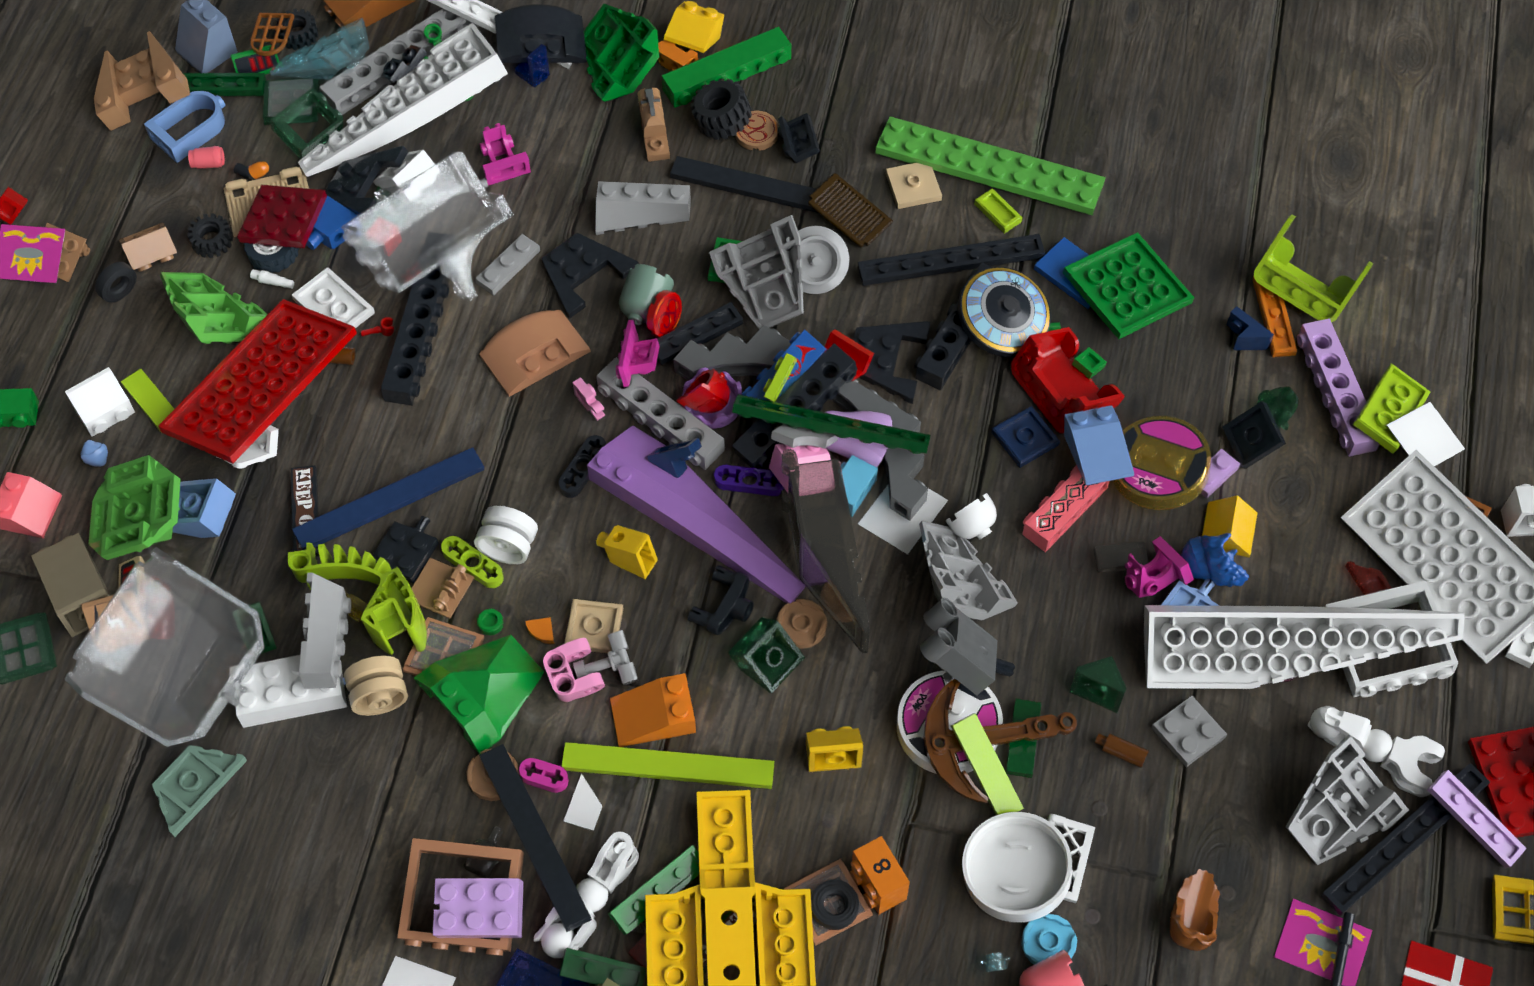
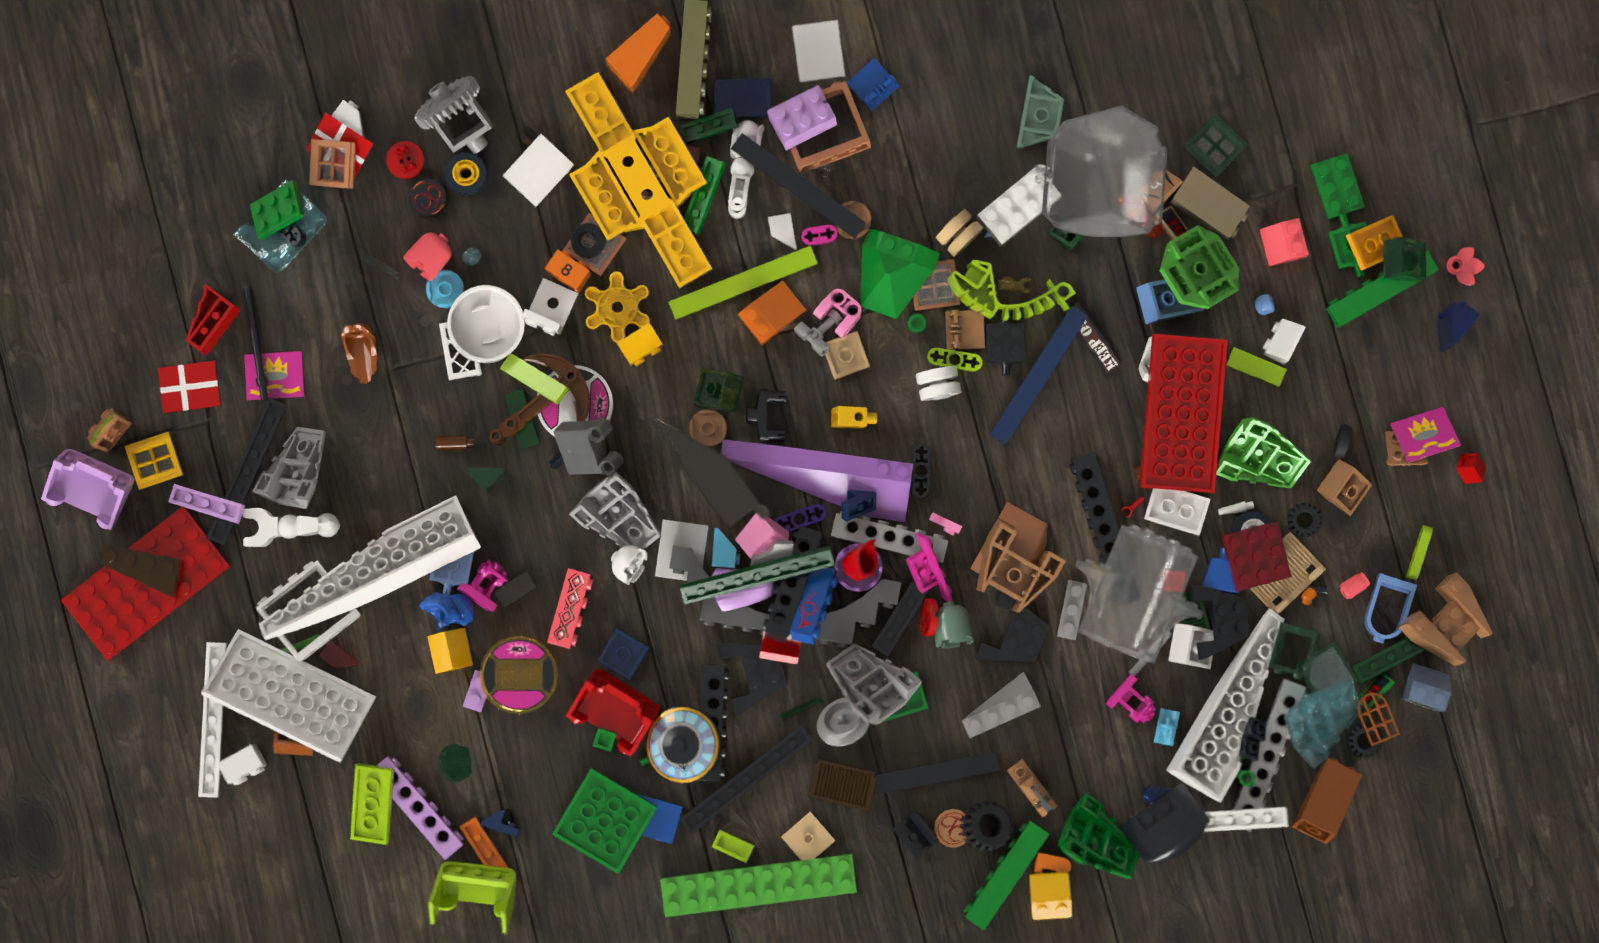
camera: 150 degrees right, 25 degrees up
(107, 166) = (1419, 552): none -> lime beam
(323, 633) = (1009, 243): light grey wedge -> none
(367, 924) = (873, 84): none -> blue hinge
(482, 116) = (1166, 727): none -> medium azure hips
(541, 630) = (879, 334): orange tile -> none
(547, 307) = (1013, 573): none -> medium nougat wedge
(784, 368) = (811, 599): lime plate -> none
(843, 792) = (605, 300): none -> yellow plate
(853, 300) = (793, 712): none -> dark green piece
(934, 834) = (547, 318): none -> white bracket
(1098, 445) = (564, 657): medium blue slope -> none
(1189, 731) = (416, 479): light grey plate -> none
(1254, 435) = (461, 730): black plate -> none
(1427, 433) = (339, 791): white sticker -> none

